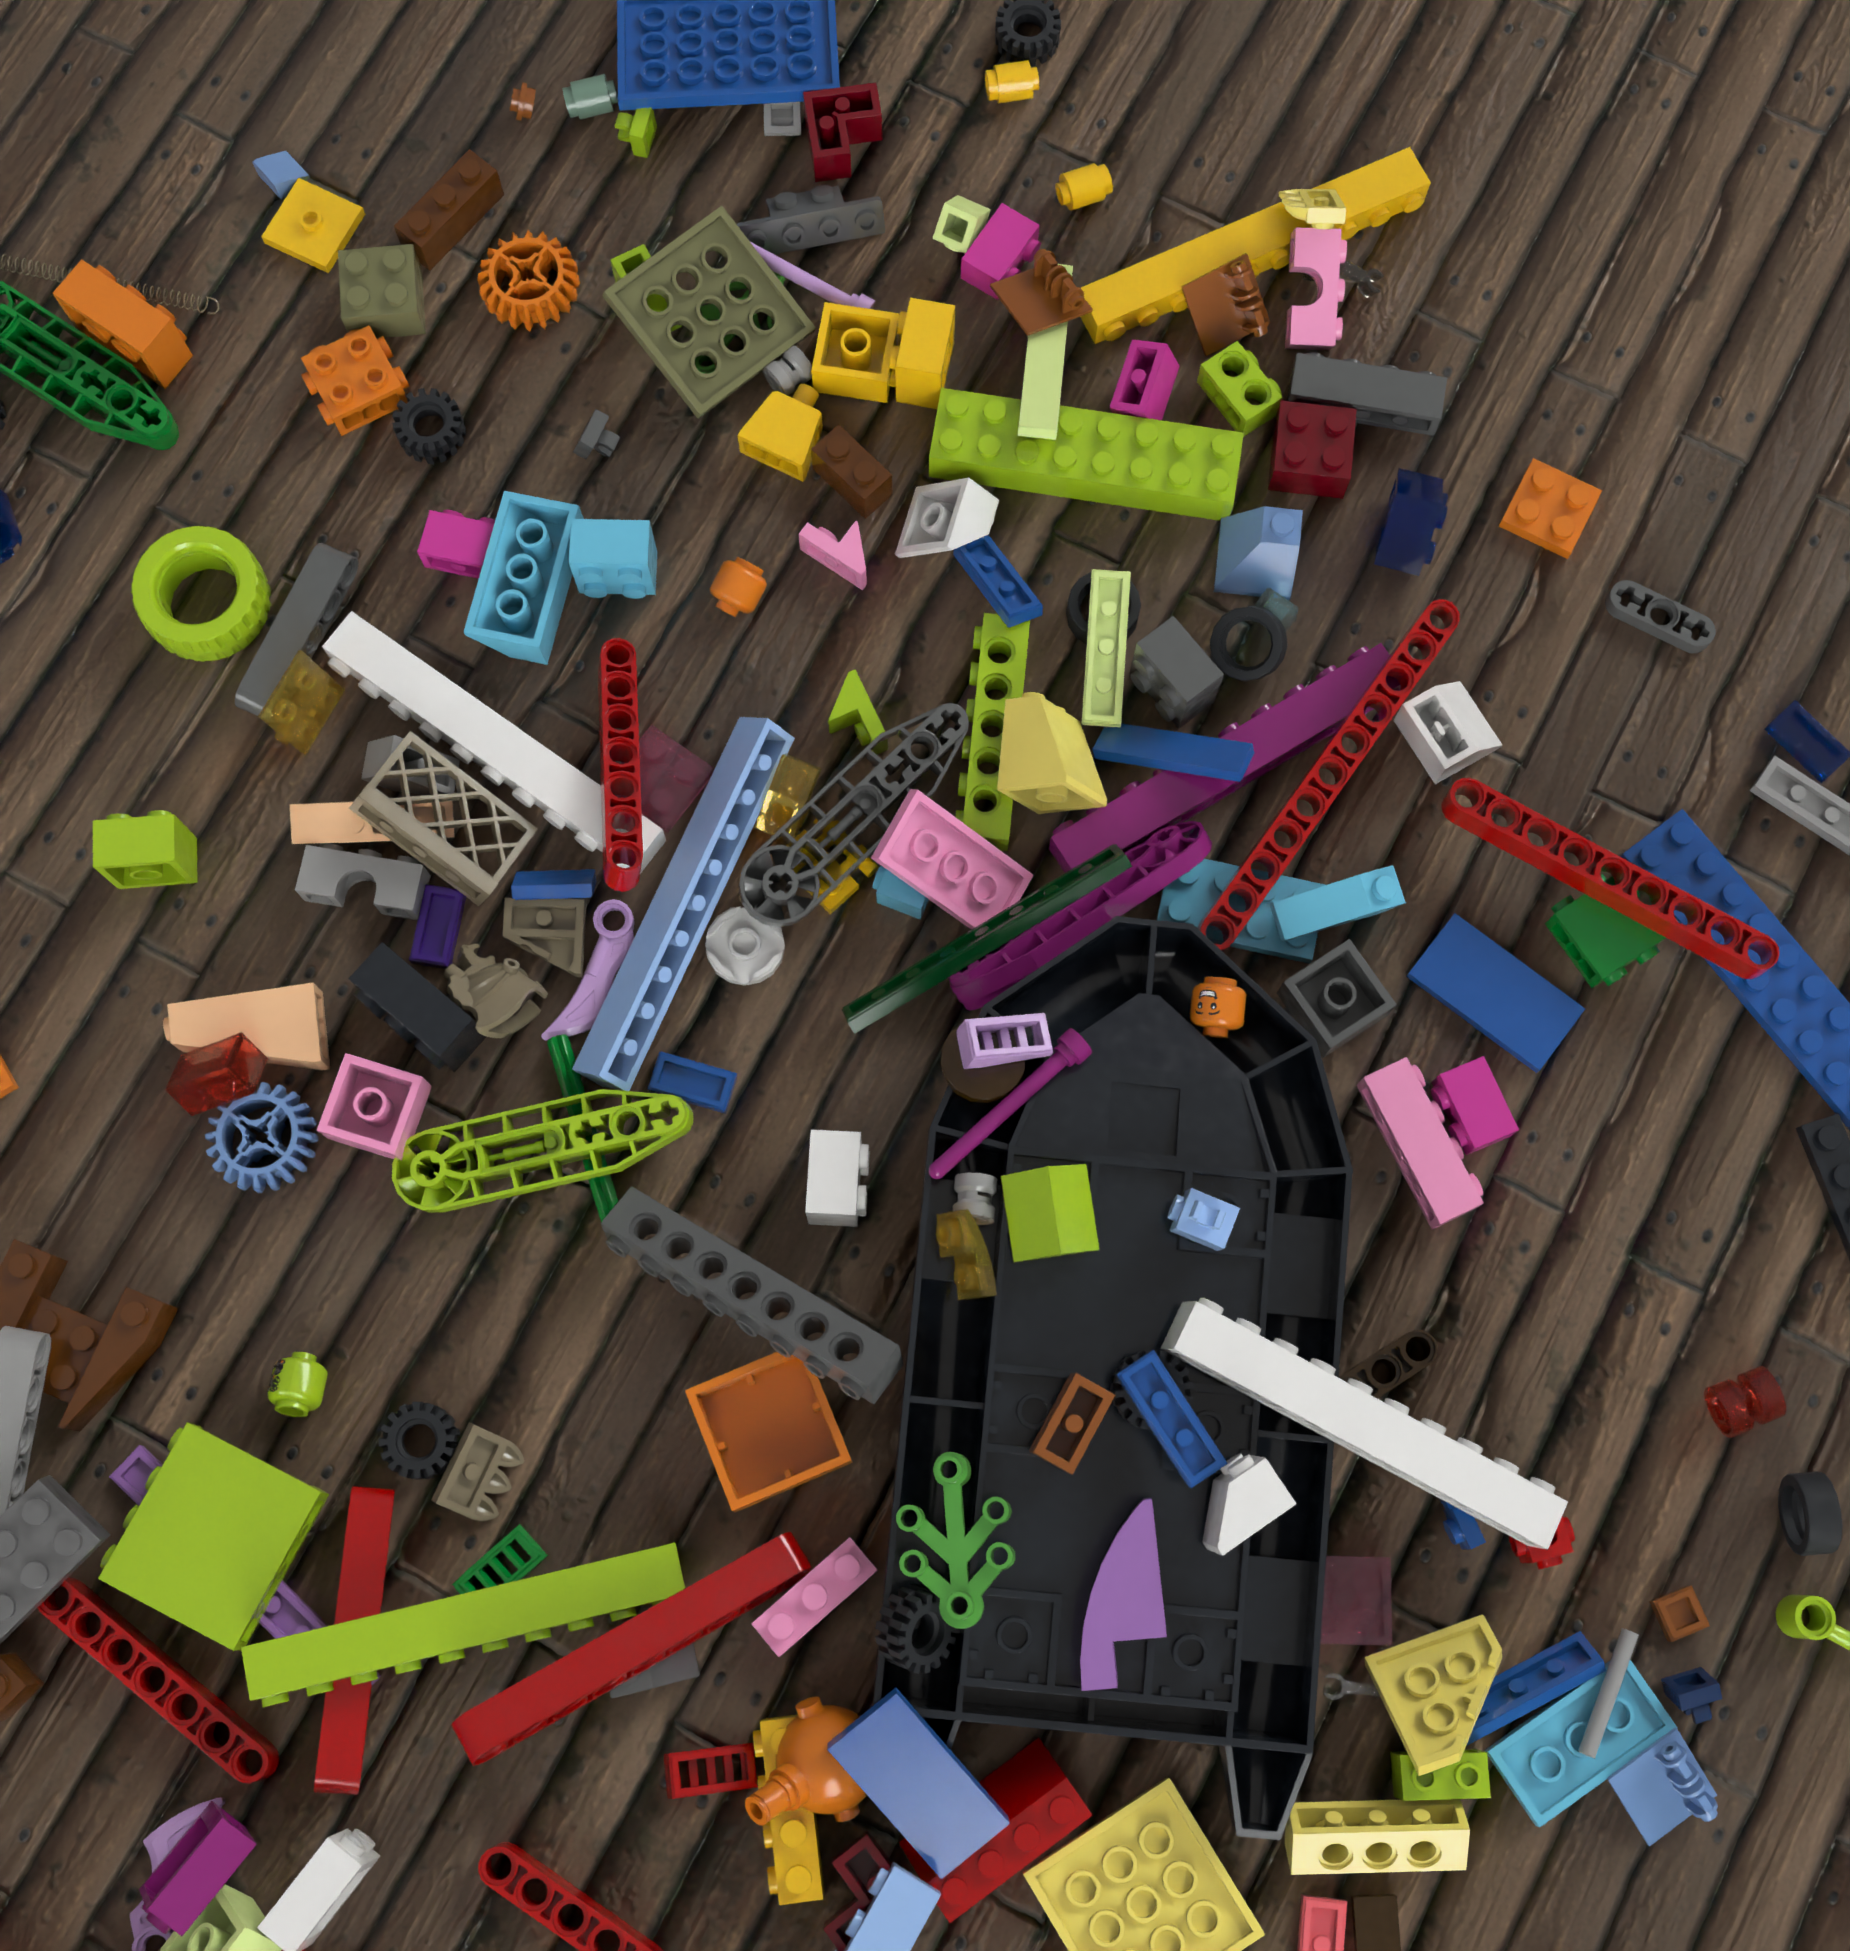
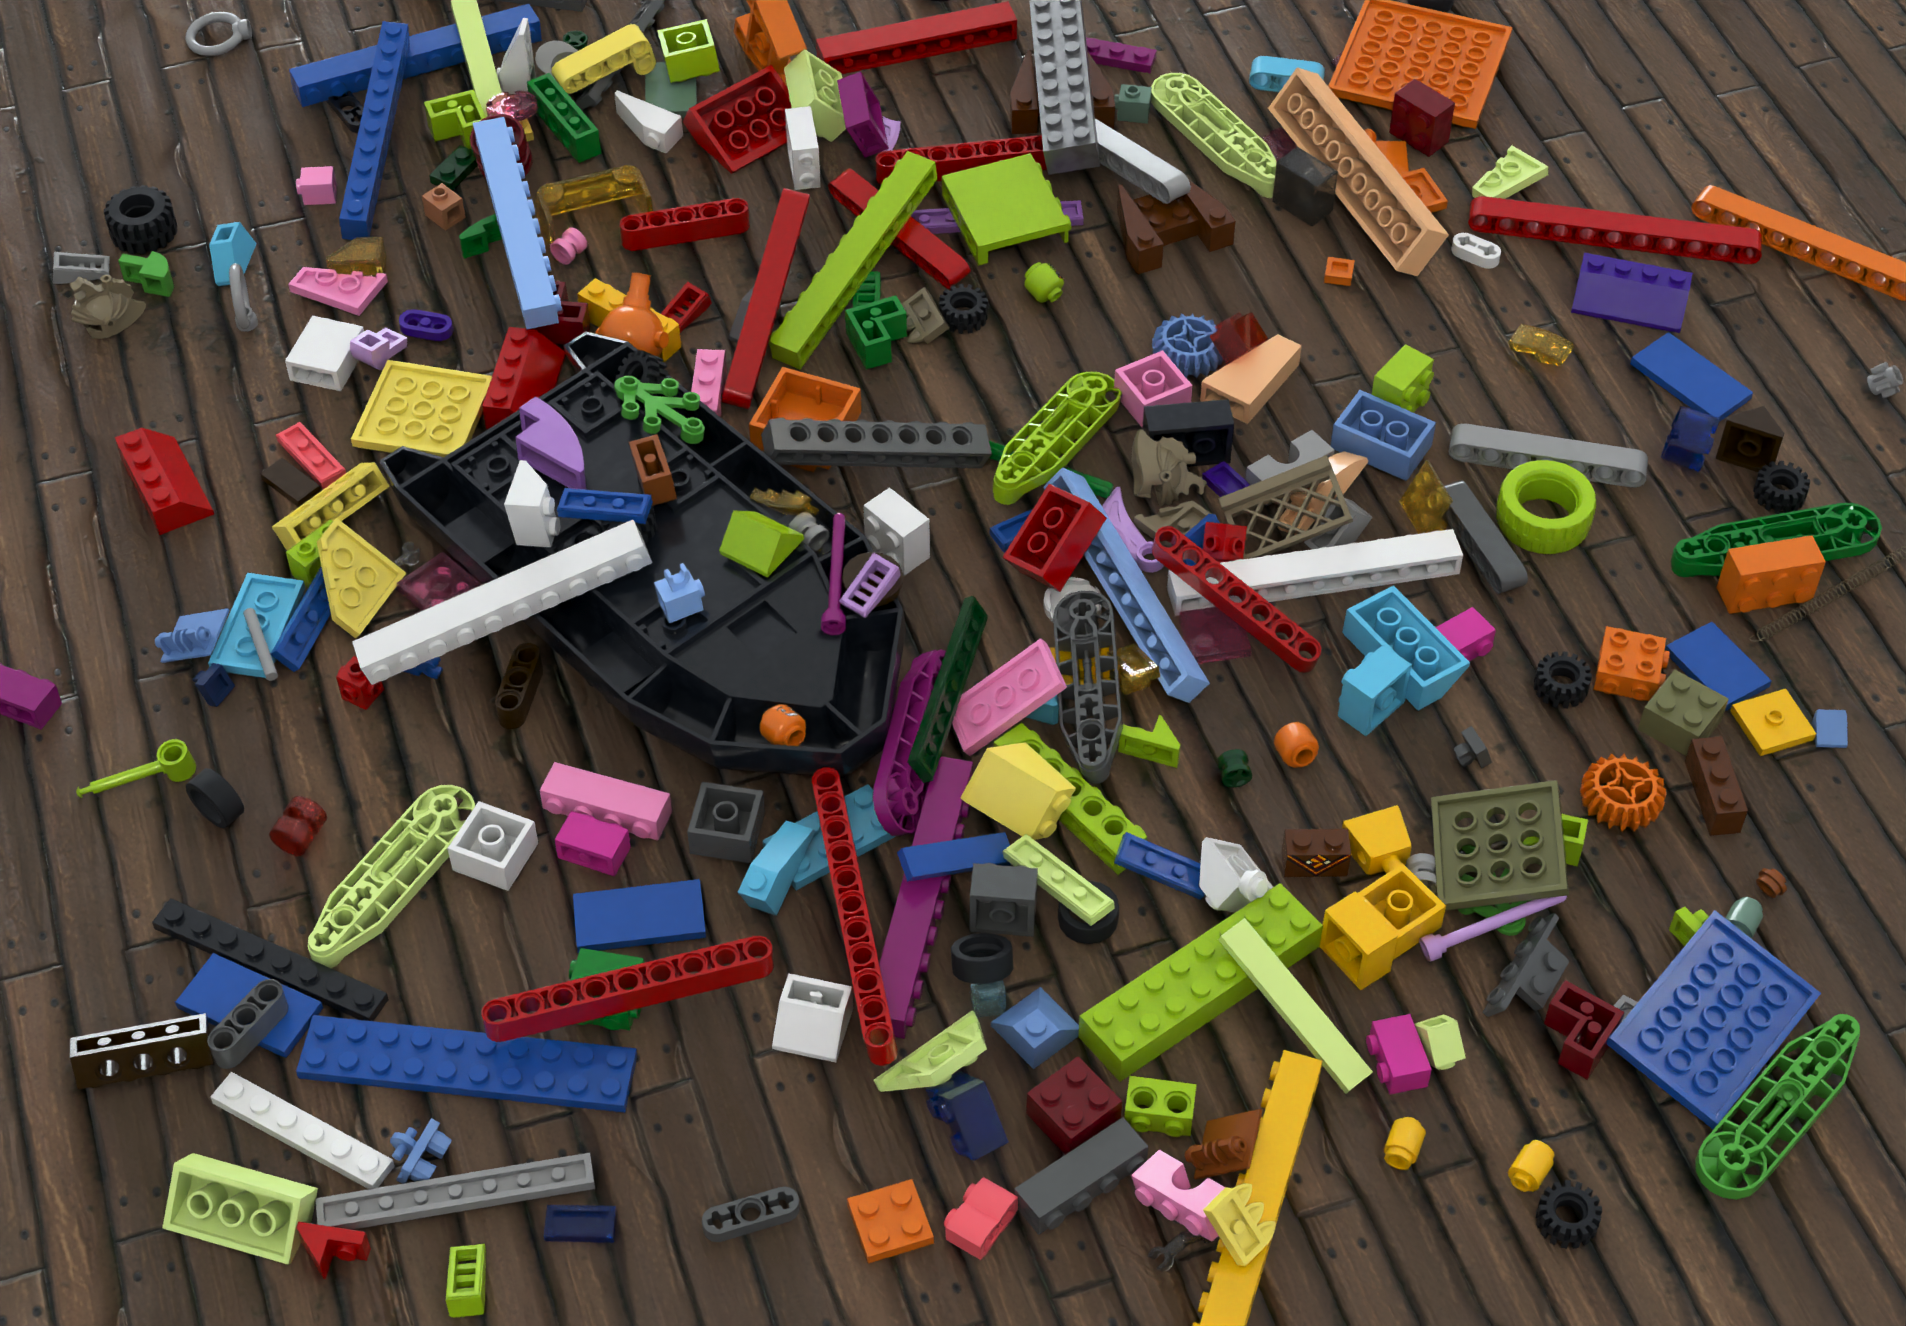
camera: 135 degrees right, 25 degrees down
(114, 653) = (1512, 448): none -> light grey beam
(234, 820) = (1383, 433): none -> medium blue brick
(280, 314) = (1718, 664): none -> blue tile
(540, 848) = (1224, 541): none -> red brick
(556, 1505) = (874, 327): none -> green brick
(704, 998) = (1054, 537): none -> red brick
(818, 618) = (1234, 768): none -> dark green wheel
(842, 557) = (1263, 808): bright pink slope -> none
(918, 1783) = (577, 340): tile -> none
(959, 467) = (1253, 884): none -> white plate
(1042, 295) = (1335, 1032): dark orange hinge -> none
(1145, 380) = (1214, 1045): dark pink brick -> none
(1372, 589) = (937, 1058): none -> yellowish green wing
(1481, 435) = (981, 1217): none -> coral brick
(1578, 1185) = (493, 845): none -> white brick
(1679, 1613) = (249, 718): dark orange tile -> none
(1714, 1251) = (432, 830): none -> yellowish green beam

